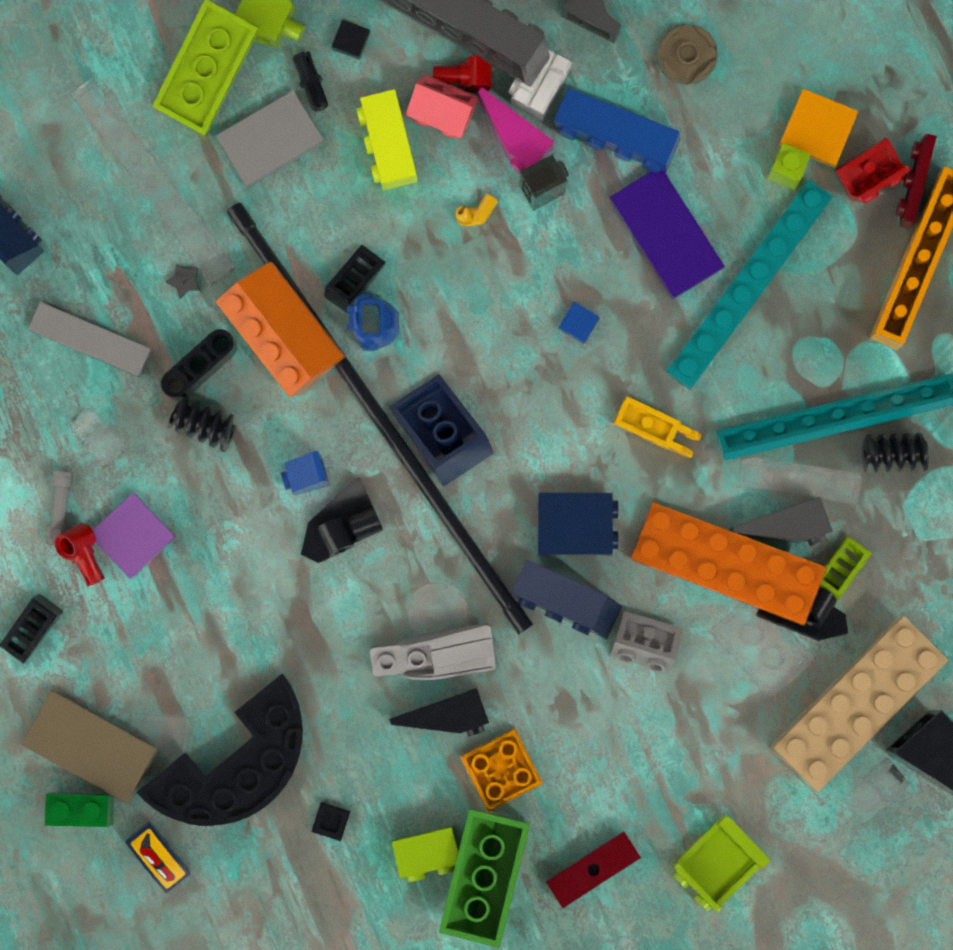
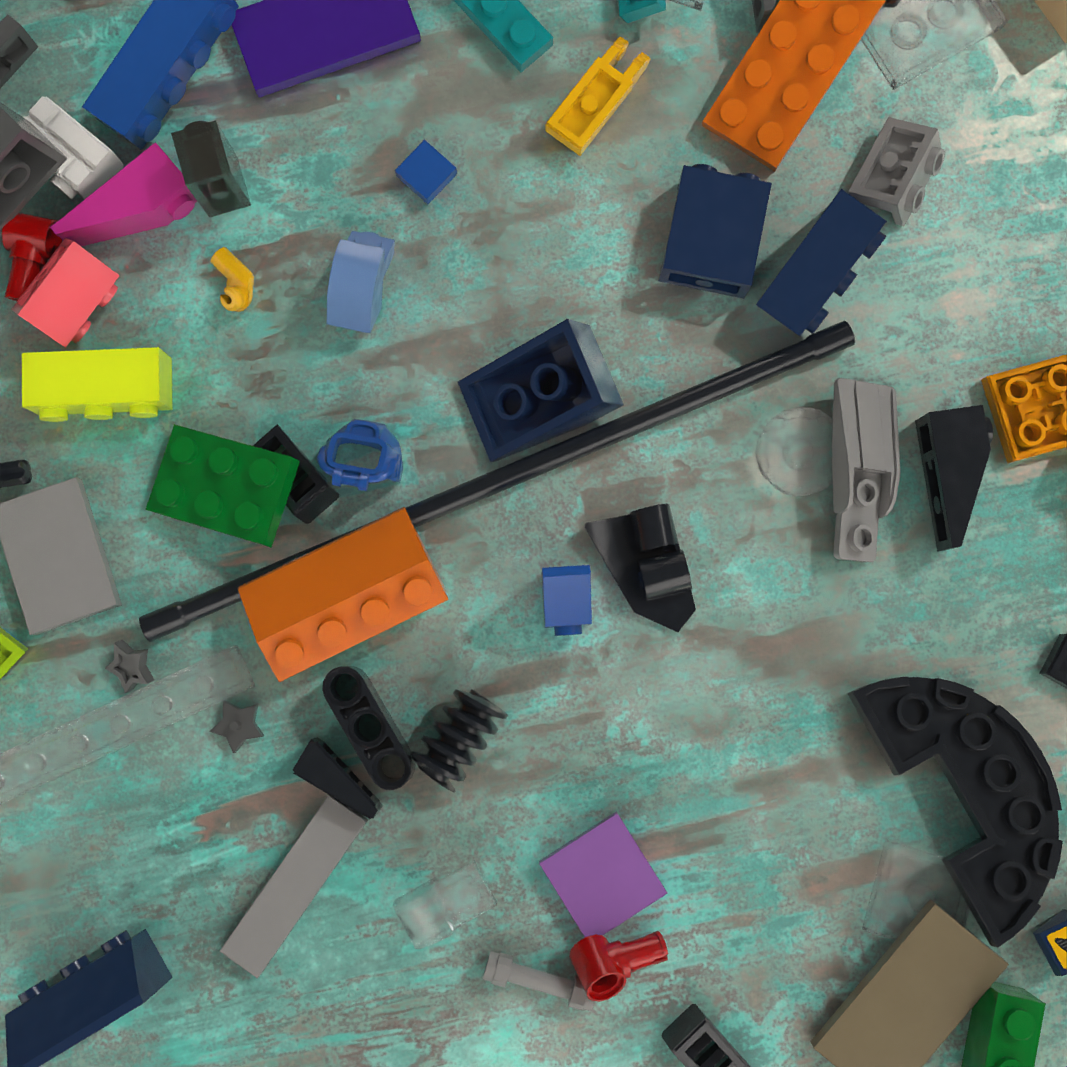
camera: 80 degrees left, 0 degrees up
(163, 347) = (331, 775): none -> black slope
(208, 203) = (130, 666): none -> dark grey piece
(336, 236) = (223, 485): none -> green plate
(491, 293) = (357, 280): none -> medium blue brick

